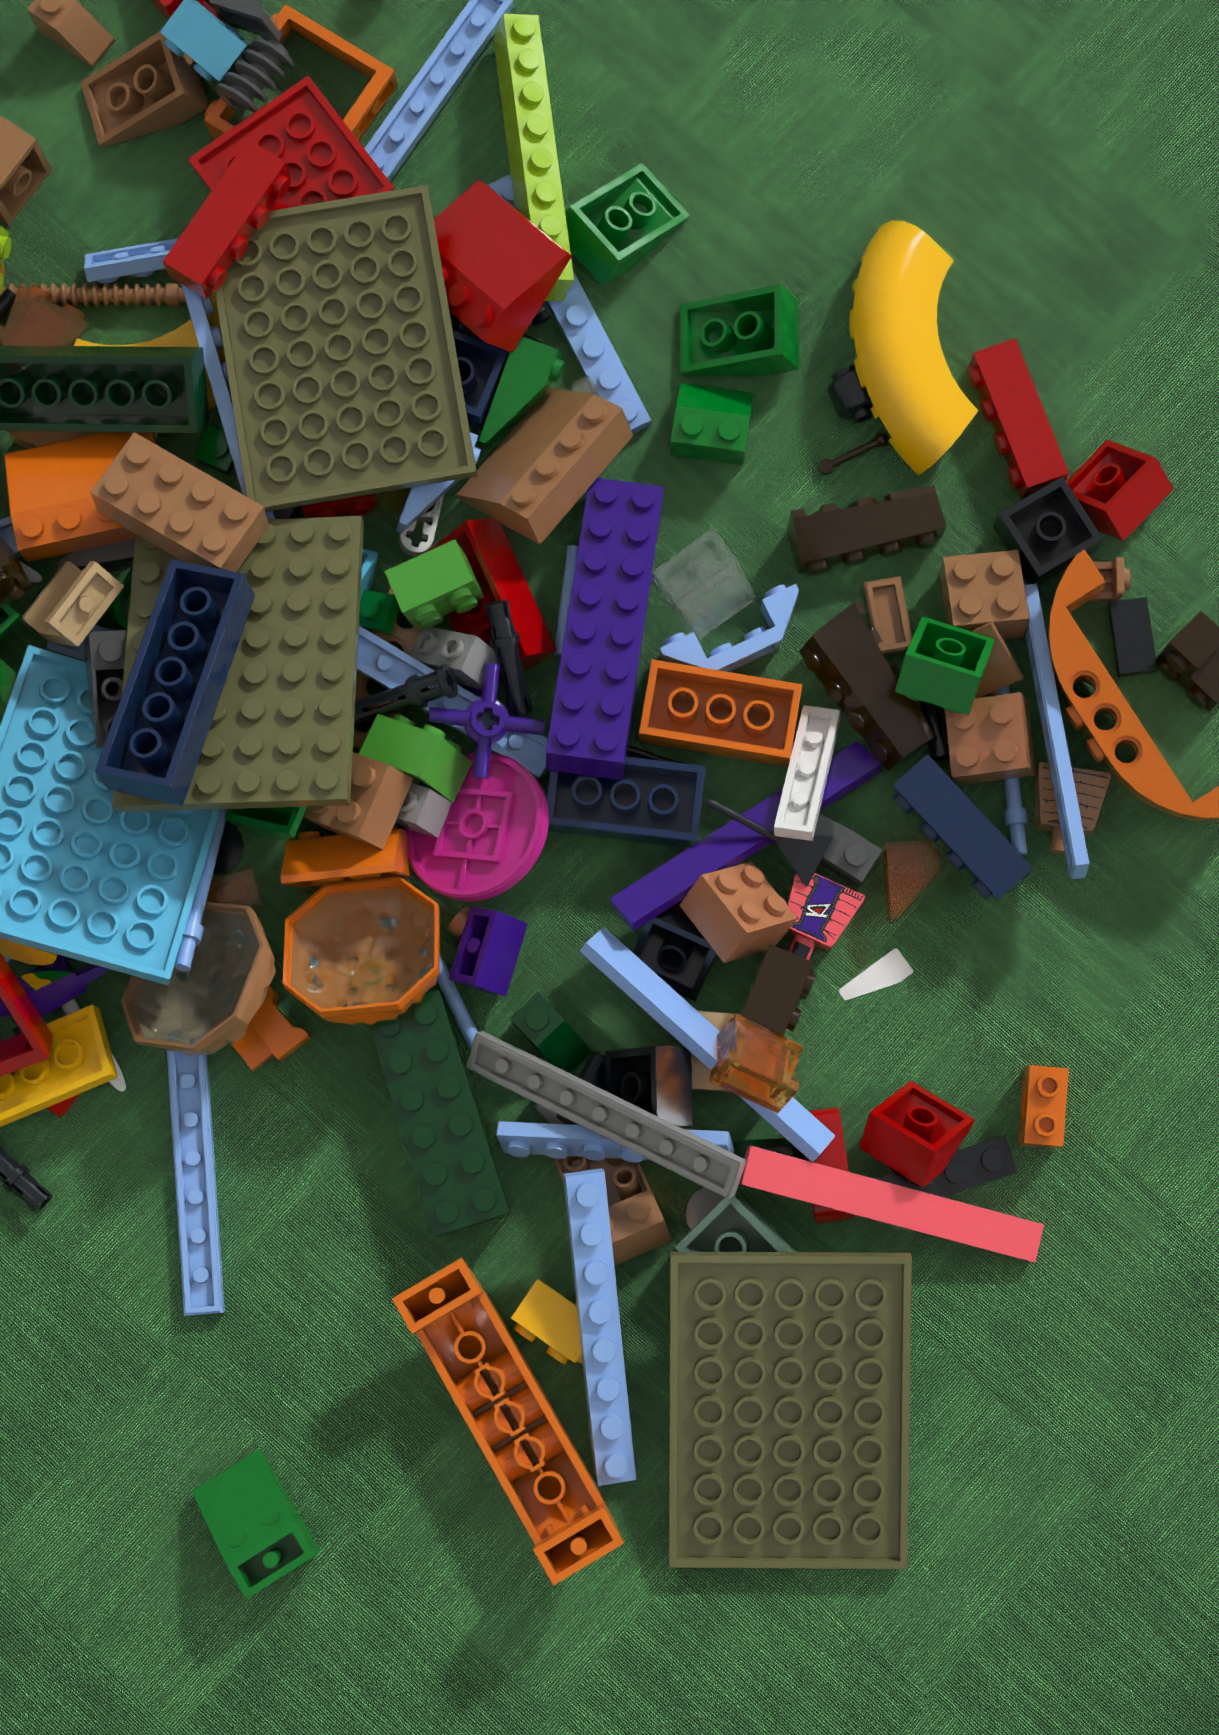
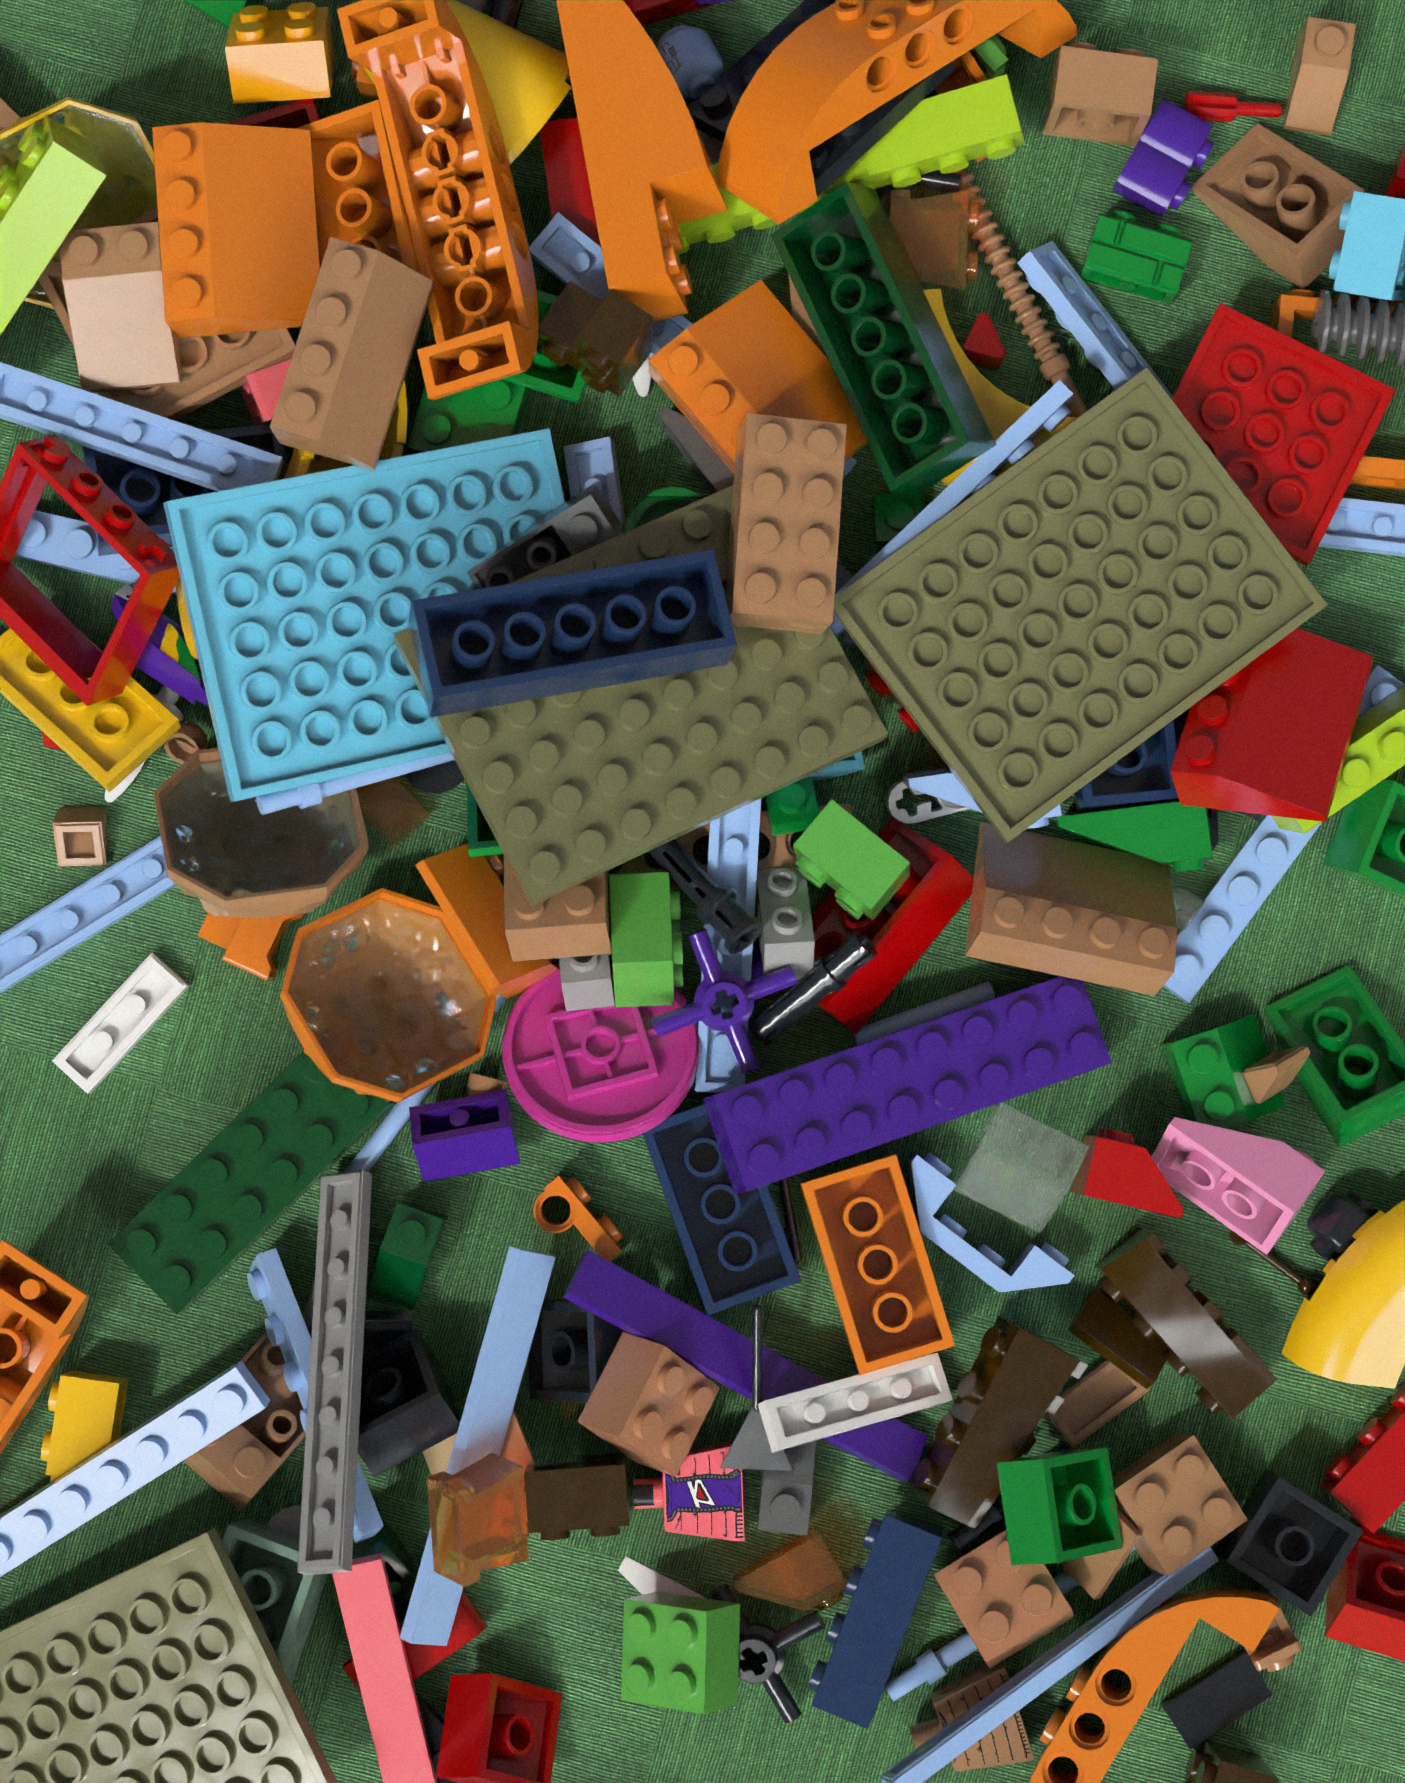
camera: 55 degrees right, 5 degrees up
(57, 98) = (1225, 107): none -> red axle
(70, 153) = (1163, 157): none -> dark purple brick
(72, 603) = (620, 454): tan panel -> none
(112, 1013) = (186, 742): none -> medium nougat hinge
(127, 204) = (1136, 257): none -> green brick
(131, 330) = (984, 345): none -> red slope
(139, 1121) = (81, 836): none -> medium nougat slope
(228, 219) = (1161, 396): red brick -> none
(285, 1158) = (120, 1023): none -> white tile
(585, 900) = (600, 1232): none -> orange plate
(726, 384) = (1274, 1072): none -> medium nougat slope
(746, 515) = (1124, 1174): none -> red slope
(783, 444) = (1237, 1177): none -> bright pink slope
(852, 581) = (1112, 1335): none -> dark brown tile
(920, 977) = (680, 1652): none -> bright green brick
(957, 939) = (774, 1645): none -> black bar

